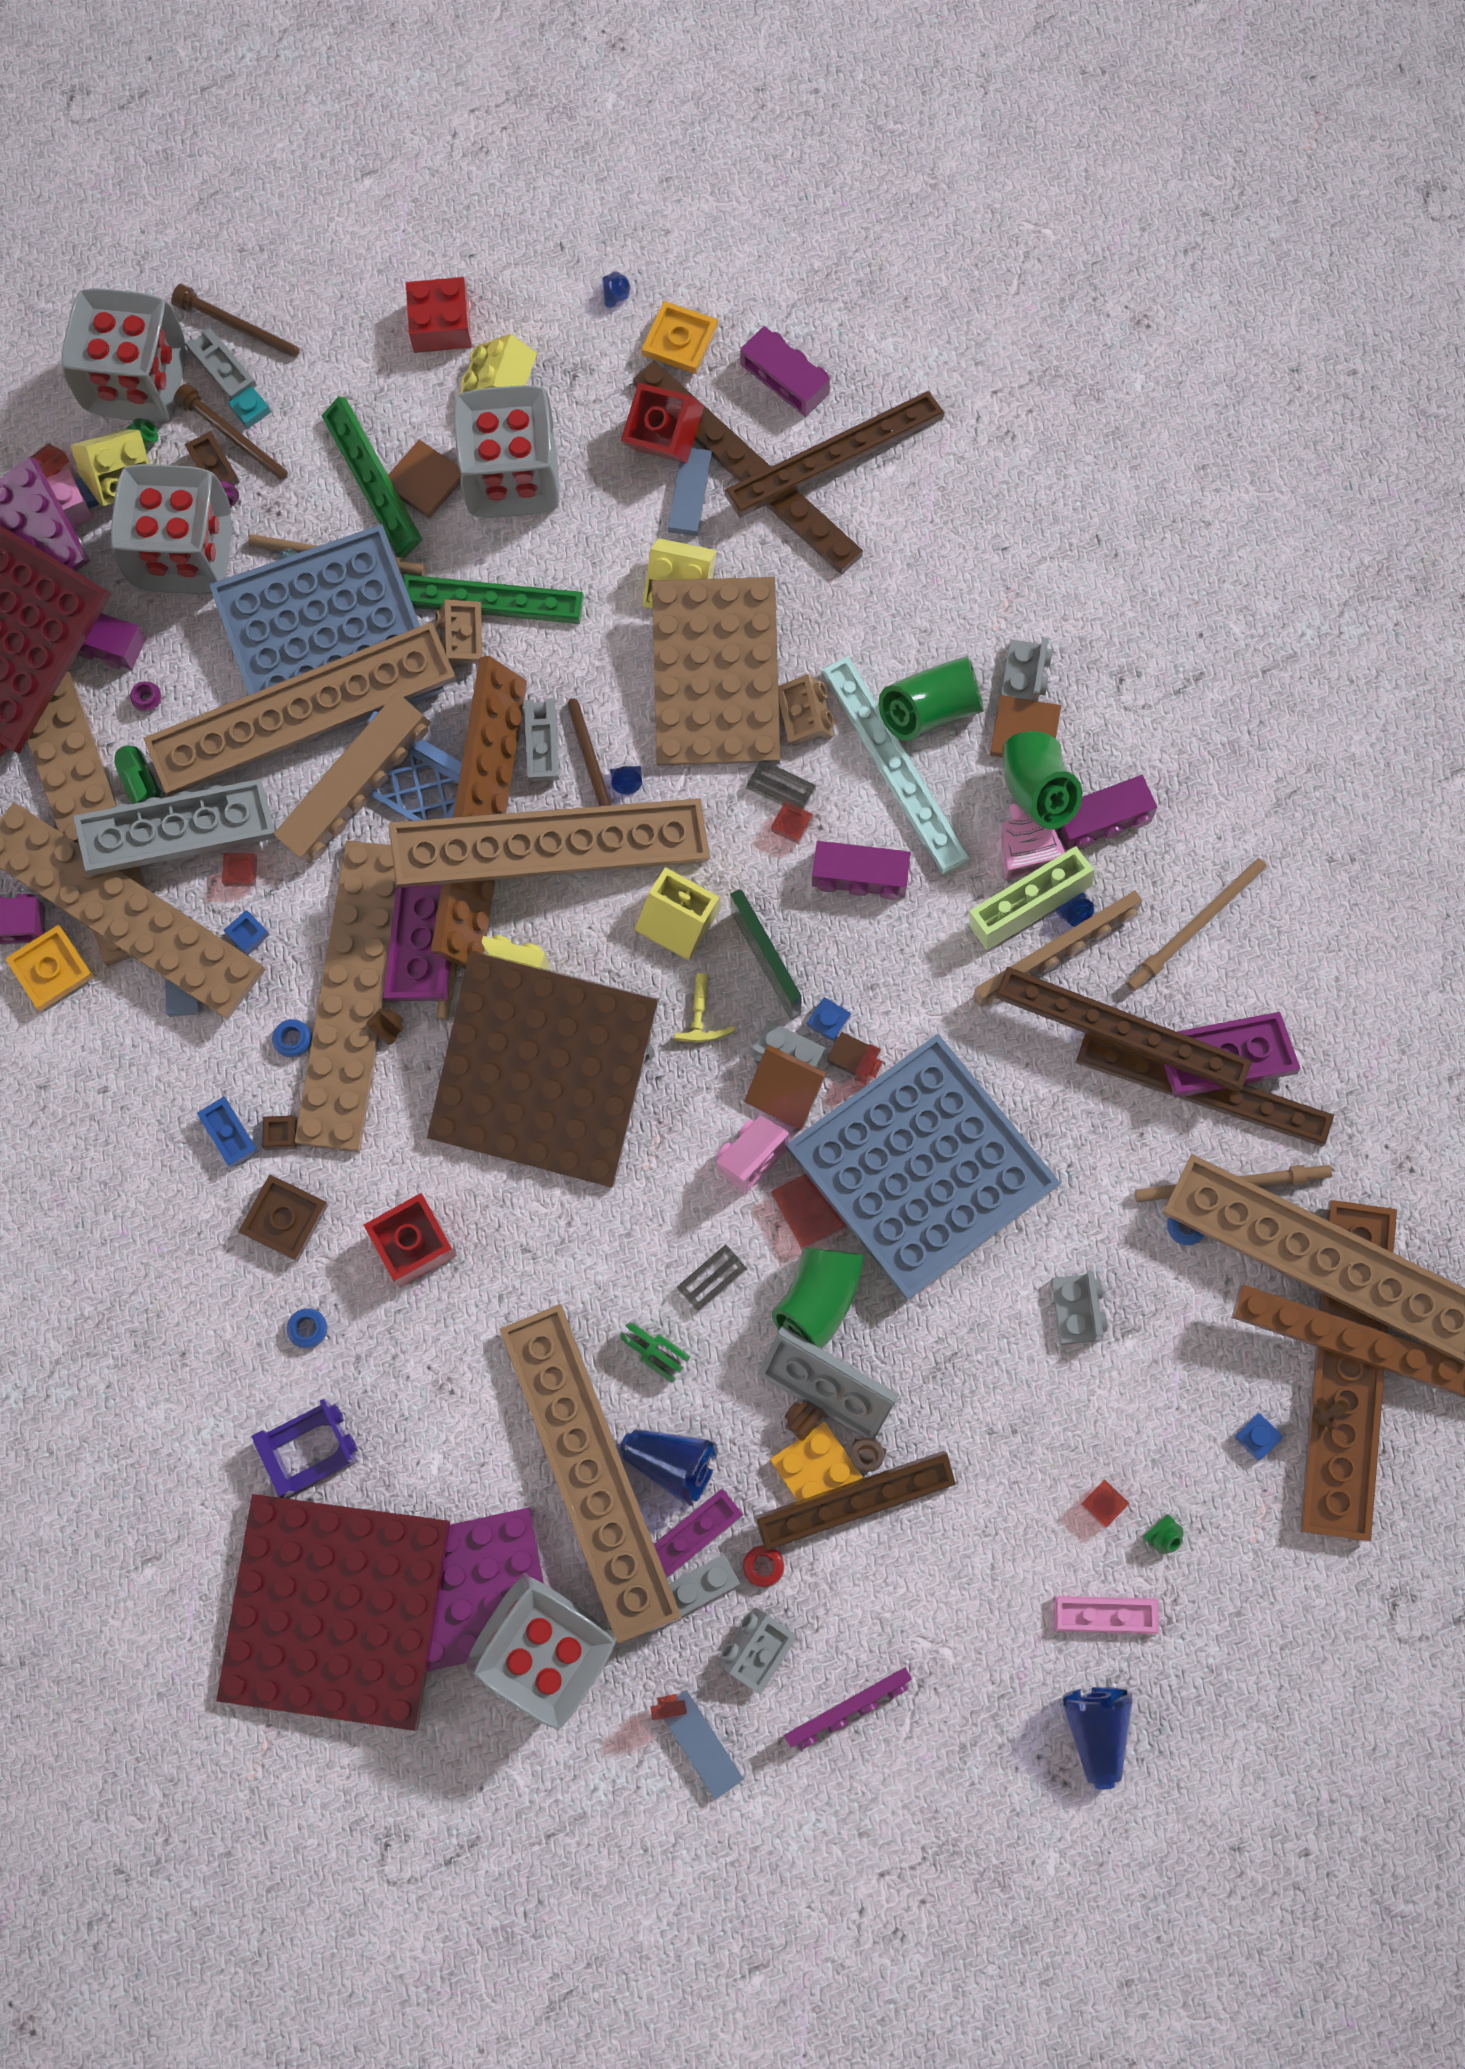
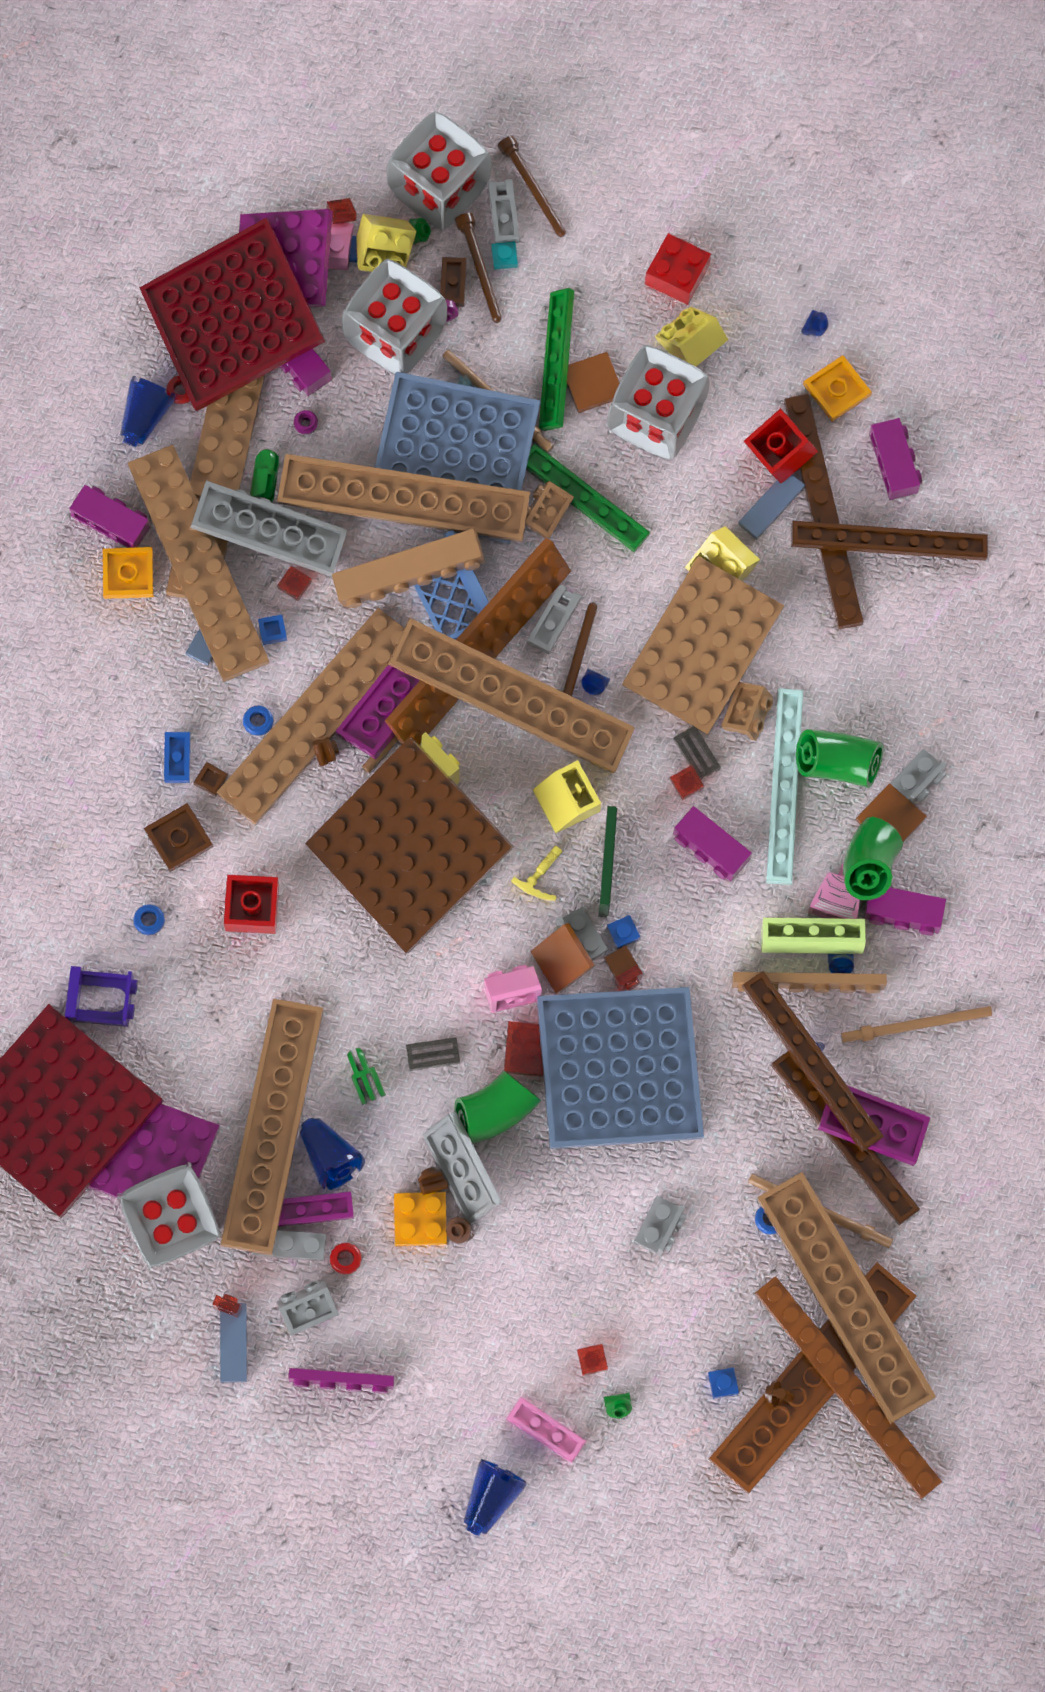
camera: 25 degrees right, 0 degrees up
(855, 1500) = (432, 1254): reddish brown tile -> none

